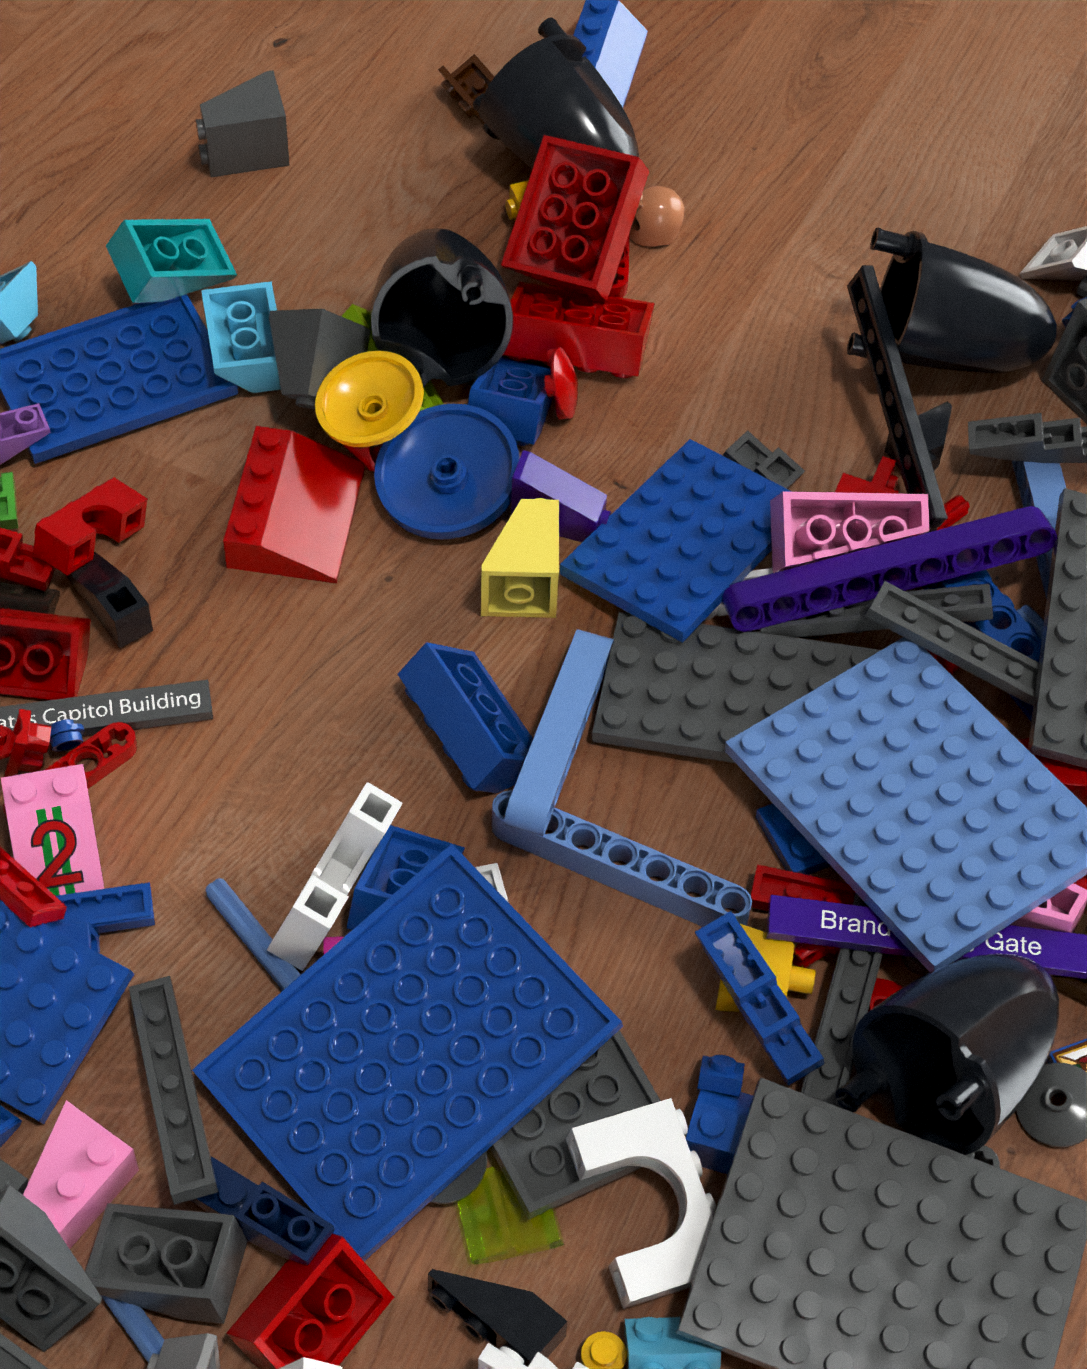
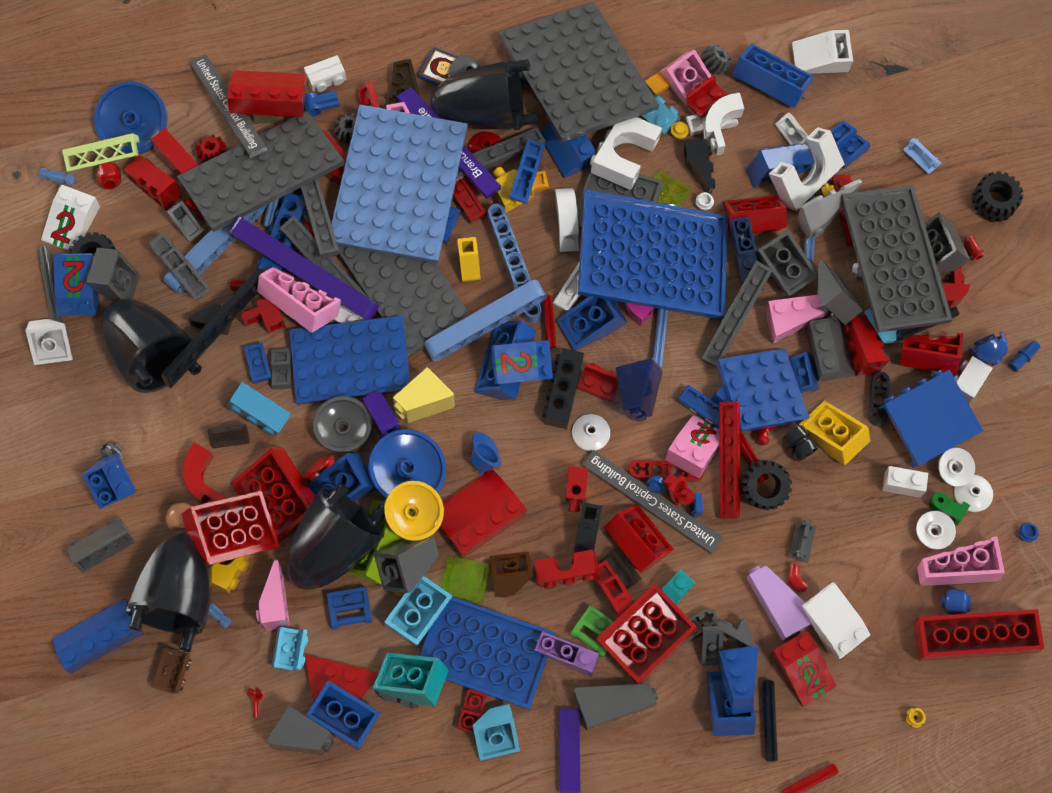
camera: 135 degrees left, 15 degrees up
(59, 304) = (472, 710): none -> red slope
(173, 472) = (510, 573): none -> reddish brown slope
(183, 622) = (576, 479): none -> red torso
(214, 169) = (343, 715): none -> blue slope
(220, 425) = (466, 579): none -> clear neon green slope
(222, 824) = (639, 387): none -> clear blue slope
(243, 753) = (587, 440): none -> white dish
(270, 220) = (349, 678): none -> red wing
(300, 811) = (598, 382): none -> red bracket
(320, 703) = (566, 359): none -> black brick
(334, 877) = (641, 331): white arch -> none
(348, 136) = (256, 696): none -> red hand
(354, 289) = (348, 601): none -> blue plate
(364, 577) = (485, 453): none -> blue piece
(366, 200) = (289, 649): none -> medium azure bracket
(423, 1256) = (704, 201): none -> white plate
(429, 200) = (273, 601): none -> bright pink slope
(436, 702) = (522, 362): none -> blue slope
(472, 833) = (549, 323): none -> red axle
(497, 174) = (219, 616): none -> medium blue axle
(597, 447) = (338, 413): none -> dark grey dish
(646, 1013) = (567, 219): none -> white arch
(693, 804) = (468, 259): none -> yellow slope
(697, 265) = (193, 472): none -> red arch
(714, 123) = (100, 545): none -> dark grey slope
(721, 1075) = (559, 170): blue plate -> none
(724, 343) = (228, 436): none -> clear smoke slope
(726, 383) = (257, 409): none -> dark azure wedge
(733, 1035) = (540, 181): none -> light orange tile
(788, 176) = (109, 481): none -> blue slope
(800, 441) = (257, 363): none -> blue plate
(830, 212) = (109, 449): none -> dark grey gear

